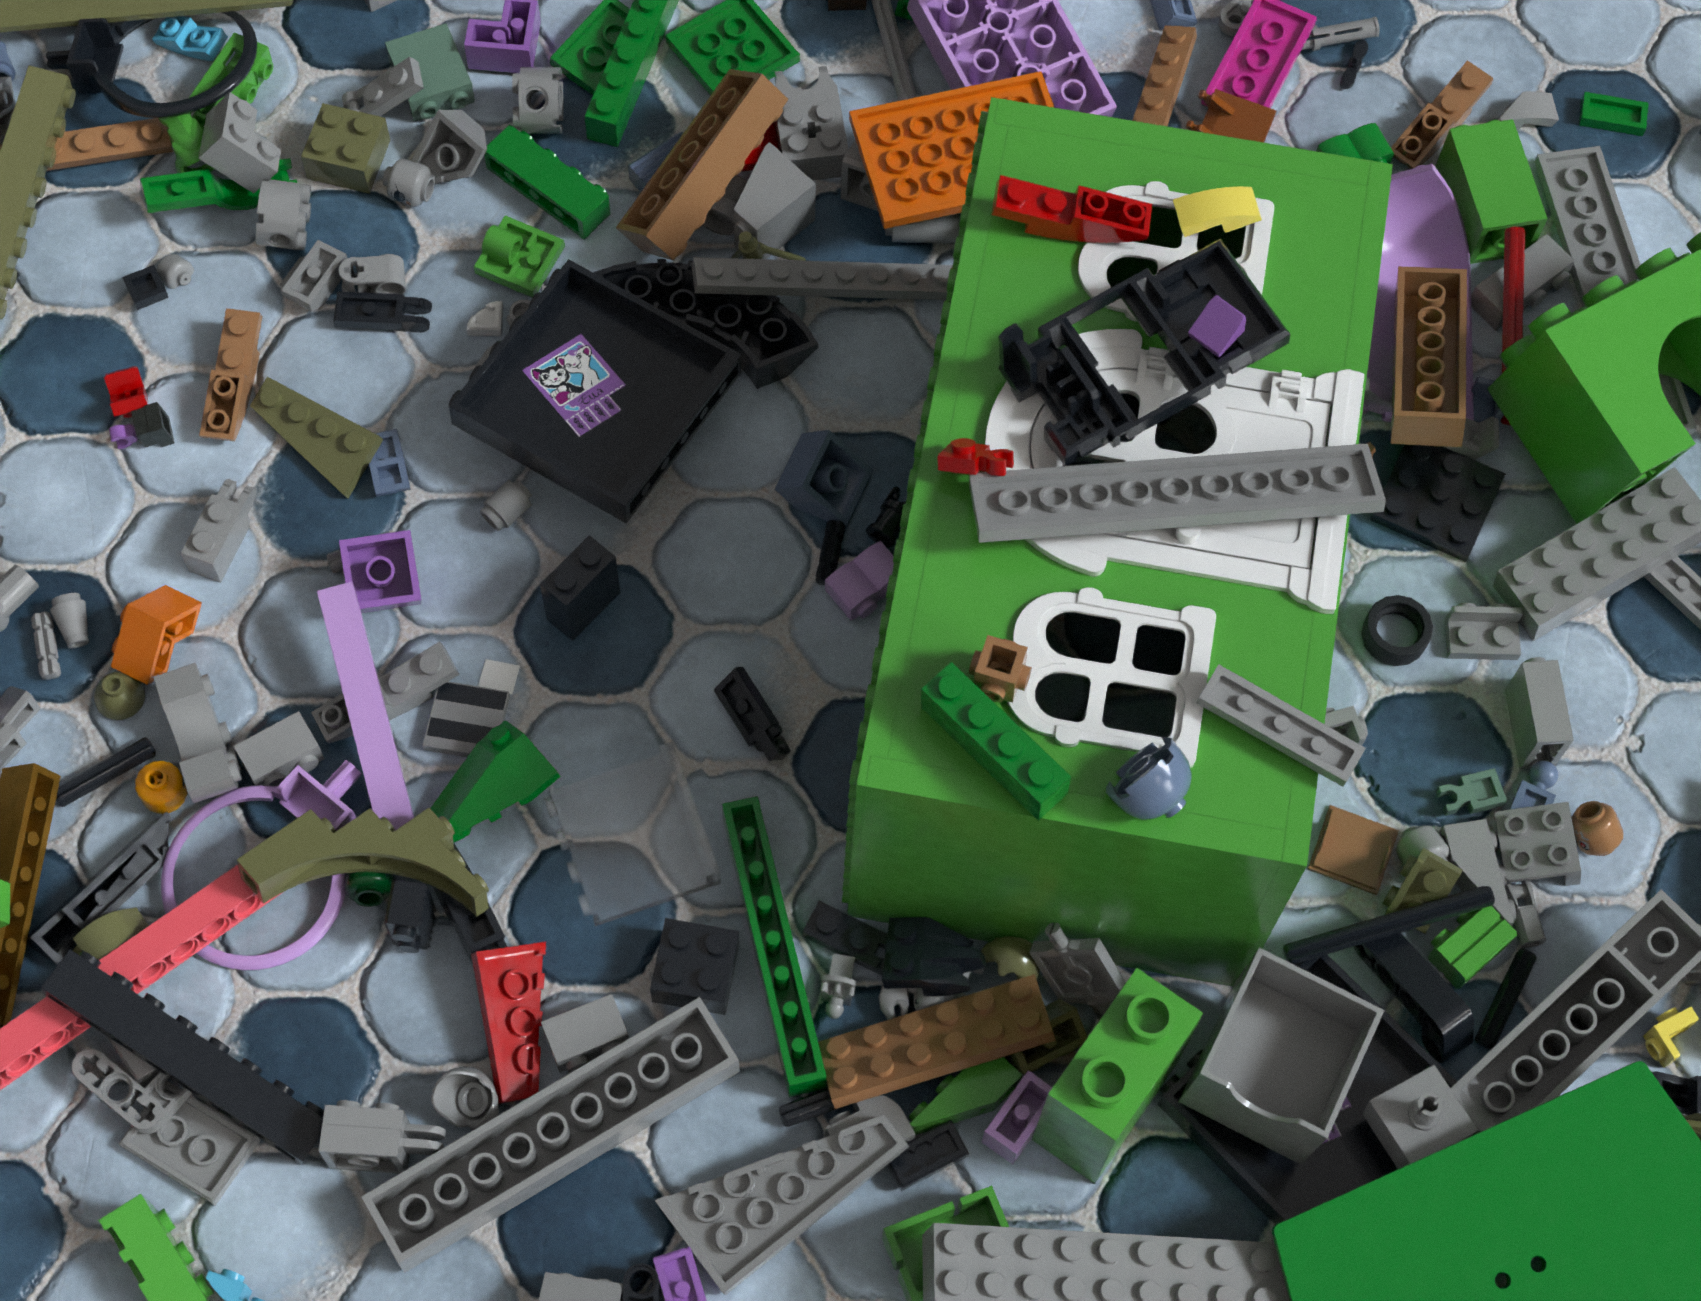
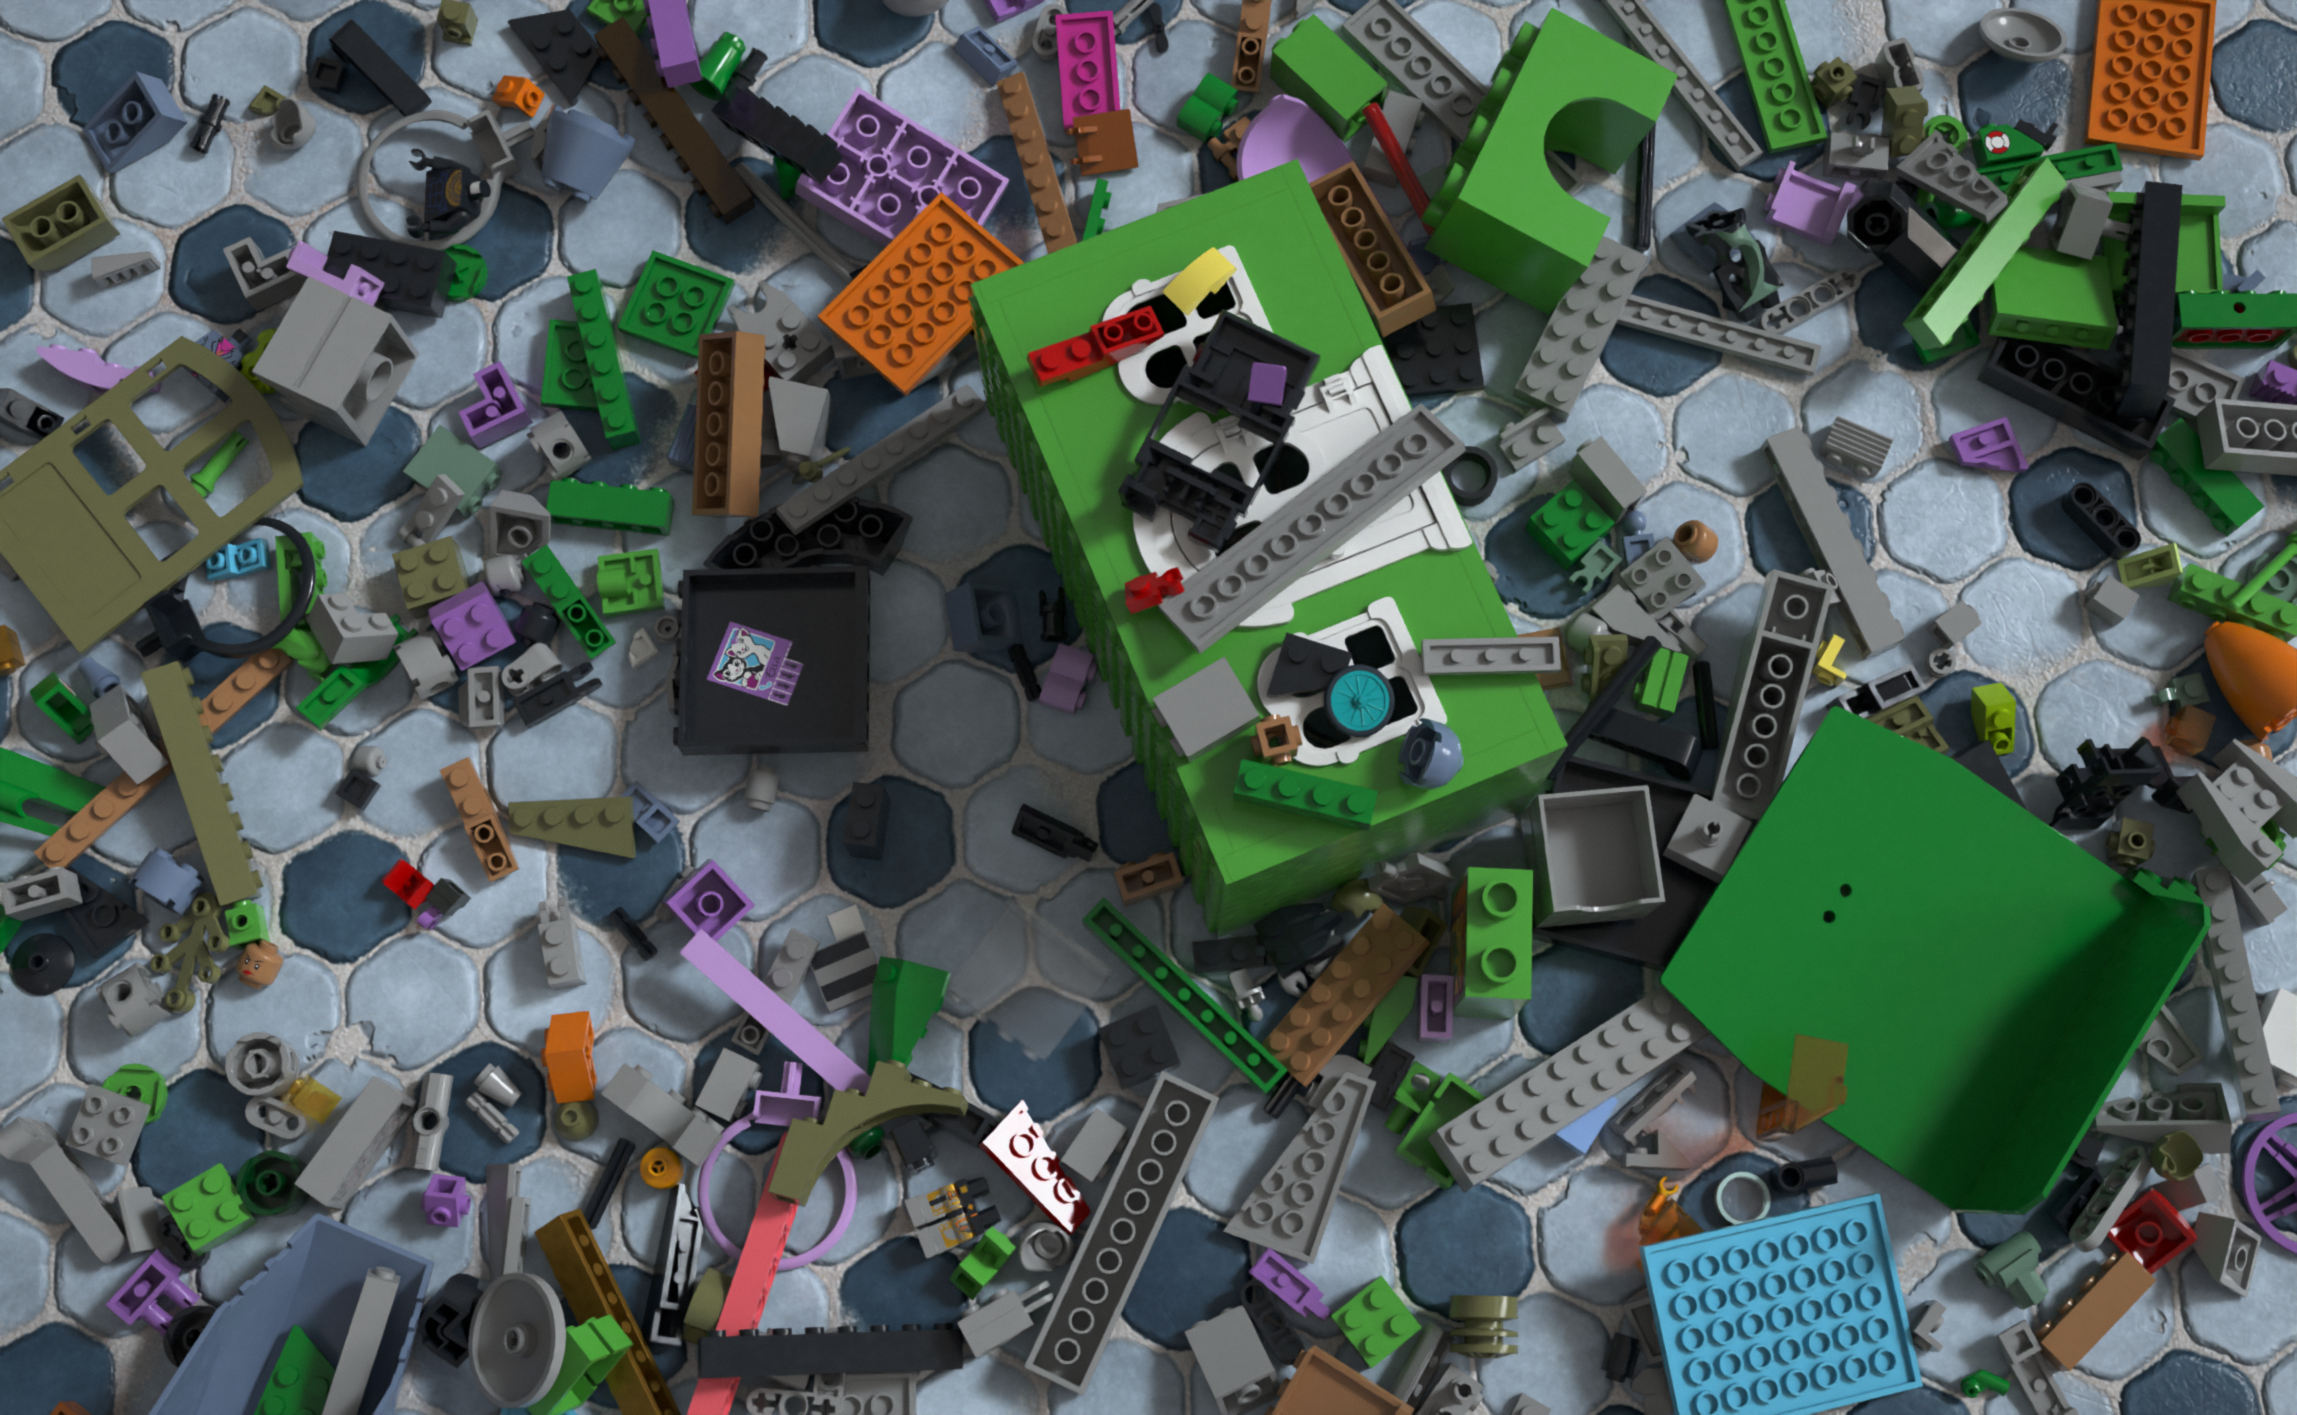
camera: 30 degrees left, 10 degrees up
(294, 562) = (633, 933): none -> black axle
(347, 204) = (471, 625): none -> medium lavender brick
(397, 1075) = (982, 1263): none -> bright green brick
(399, 1010) = (959, 1207): none -> hips
(408, 240) = (537, 624): none -> black head
(450, 238) = (569, 602): none -> green slope
(812, 810) = (1148, 878): none -> medium nougat brick
(934, 1191) = (1411, 1099): none -> bright green bracket
(948, 600) = (1205, 710): none -> light grey brick
(1082, 624) = (1305, 666): none -> black wing
(1113, 686) = (1359, 700): none -> teal wheel
(1472, 735) = (1569, 525): none -> green brick

